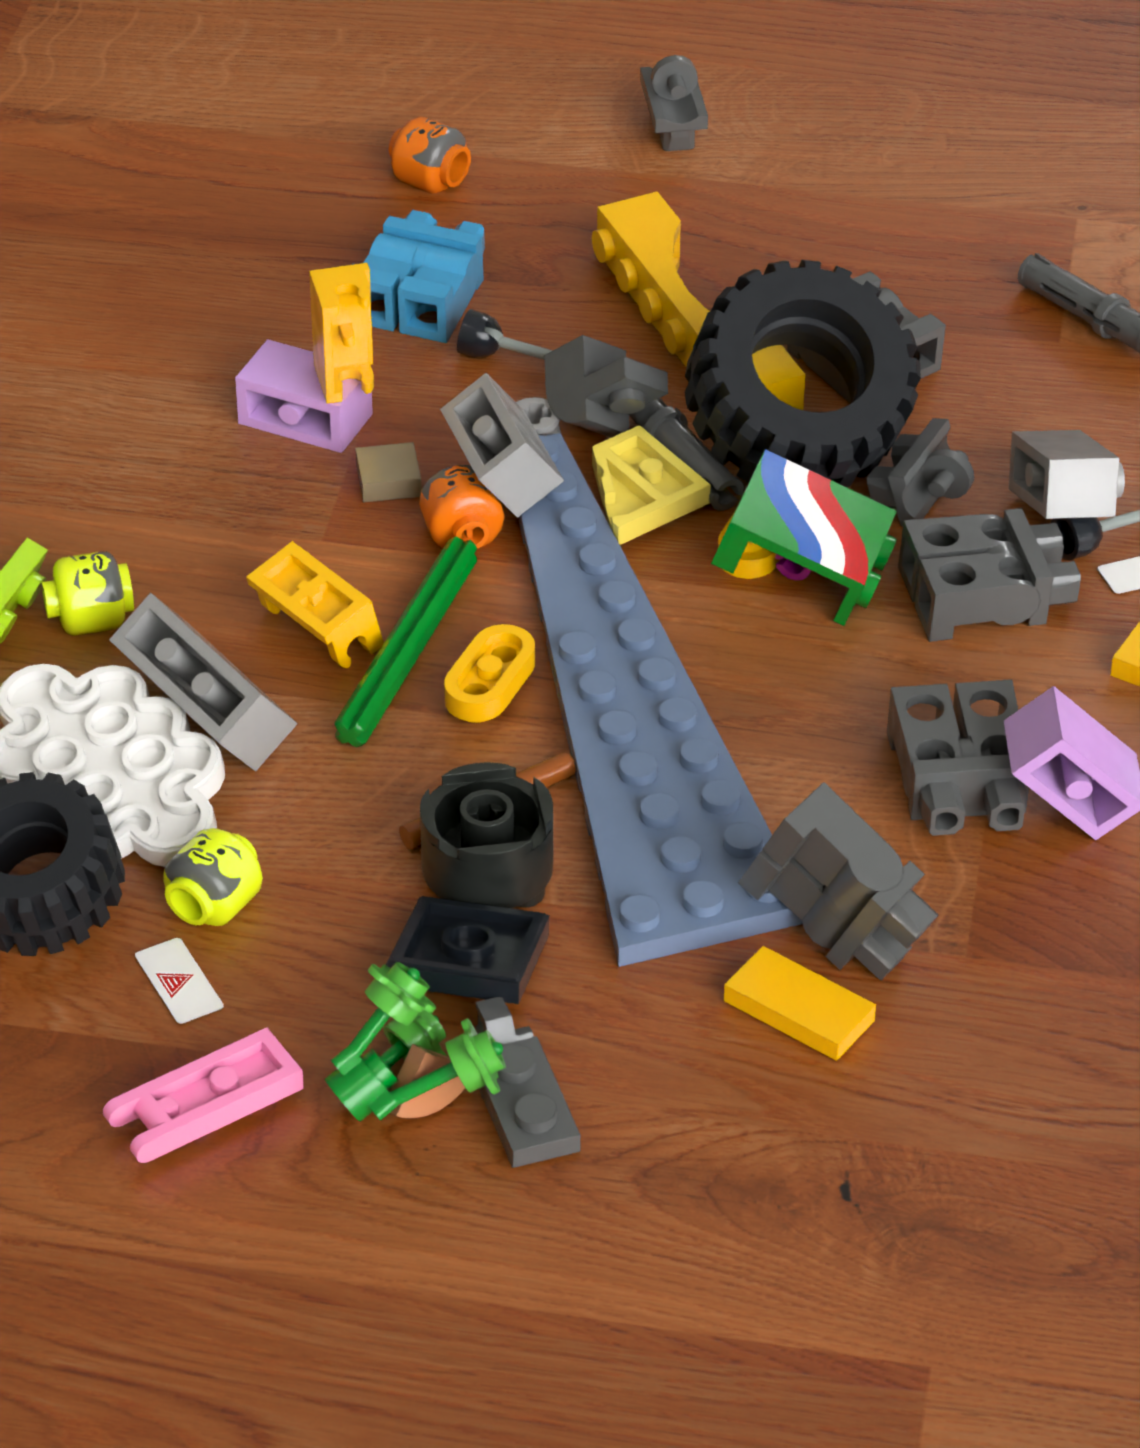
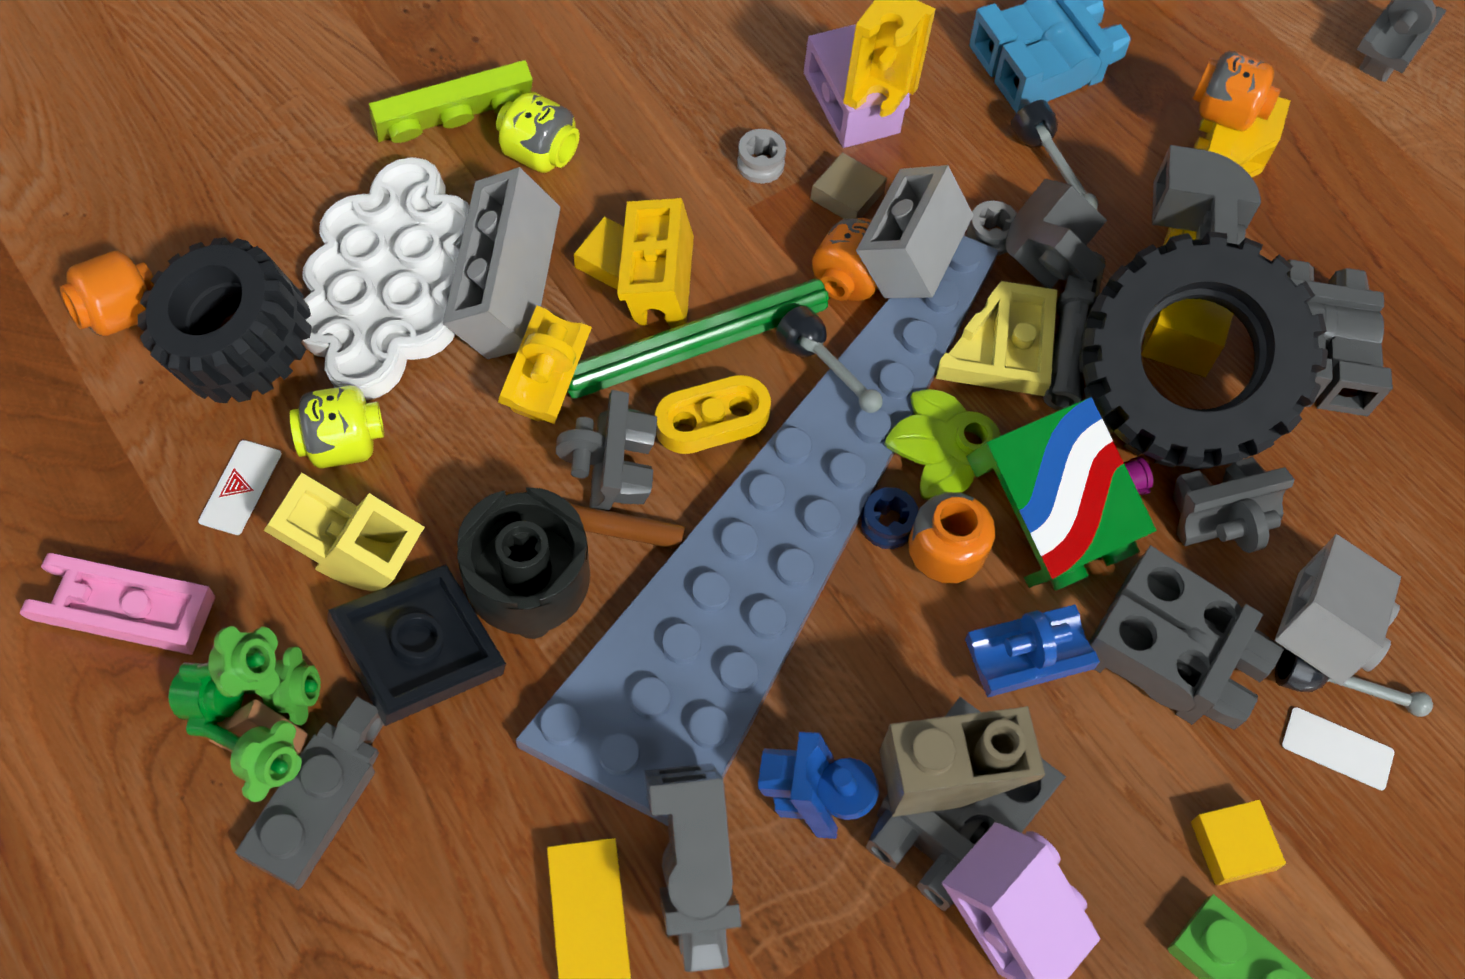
camera: 40 degrees right, 20 degrees up
(262, 636) = (602, 252): none -> yellow tile
(290, 494) = (761, 168): none -> light grey bush
(331, 723) = (544, 366): none -> yellow hips
(343, 925) = (350, 542): none -> light yellow brick
(445, 737) = (616, 431): none -> dark grey hips
(492, 578) = (803, 334): none -> hinge
(618, 203) = (1236, 91): none -> orange head
(678, 282) = (1204, 194): none -> dark grey brick
(678, 571) = (938, 440): none -> lime plate
(705, 634) = (880, 504): none -> dark blue bush
(764, 615) = (951, 537): none -> orange head
(874, 791) = (816, 786): none -> blue hips
(897, 642) = (1031, 650): none -> blue hips
(940, 701) = (958, 759): none -> dark tan slope

